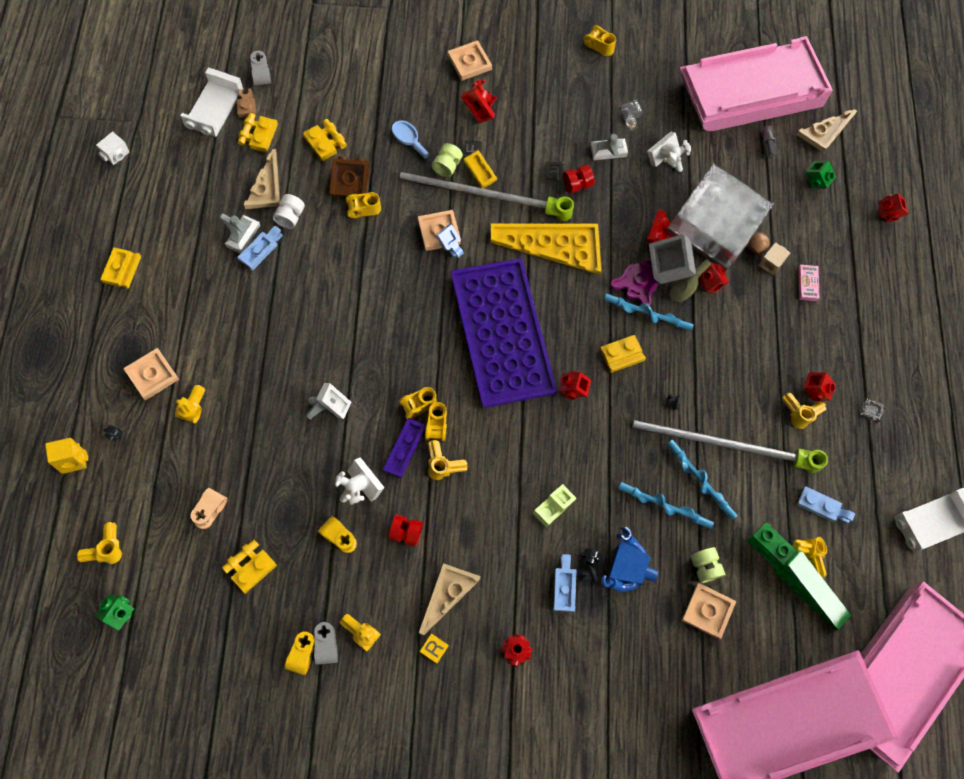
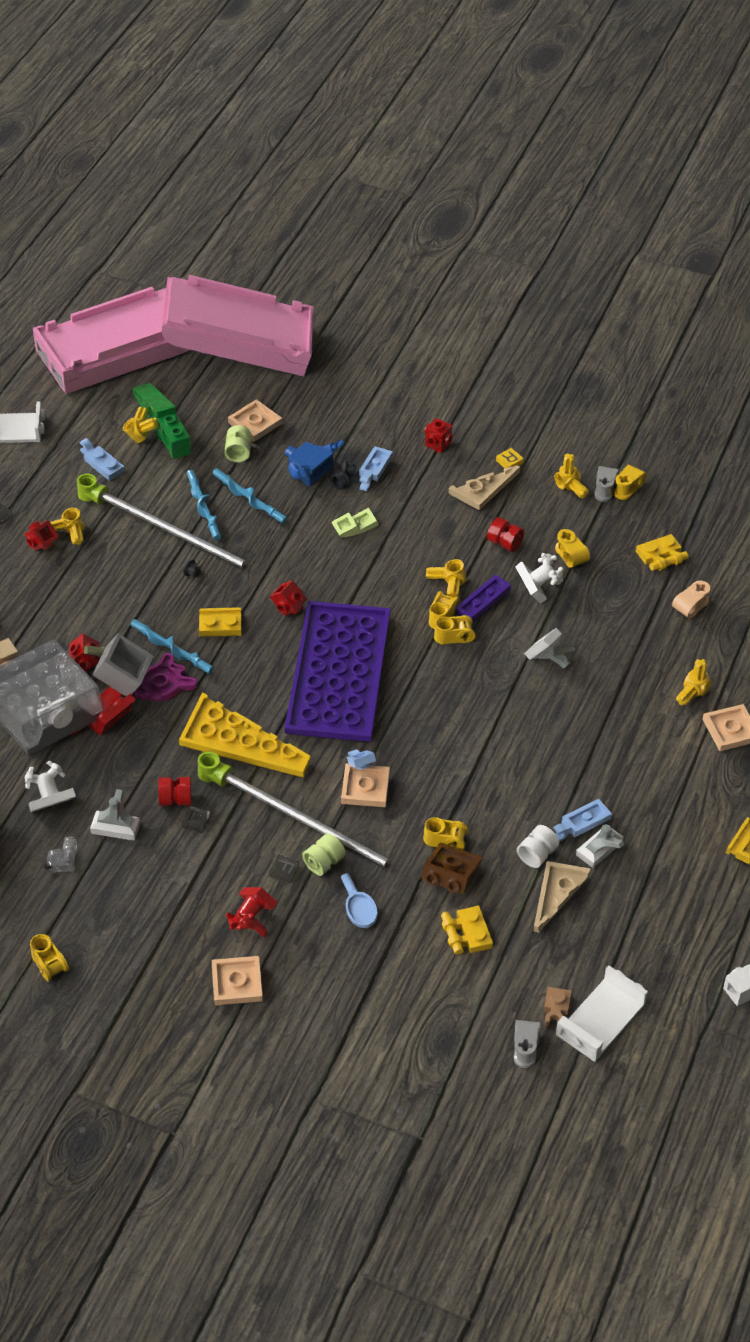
camera: 155 degrees left, 20 degrees down
(262, 135) = (545, 958): yellow plate -> none
(480, 169) = (287, 838): yellow plate -> none

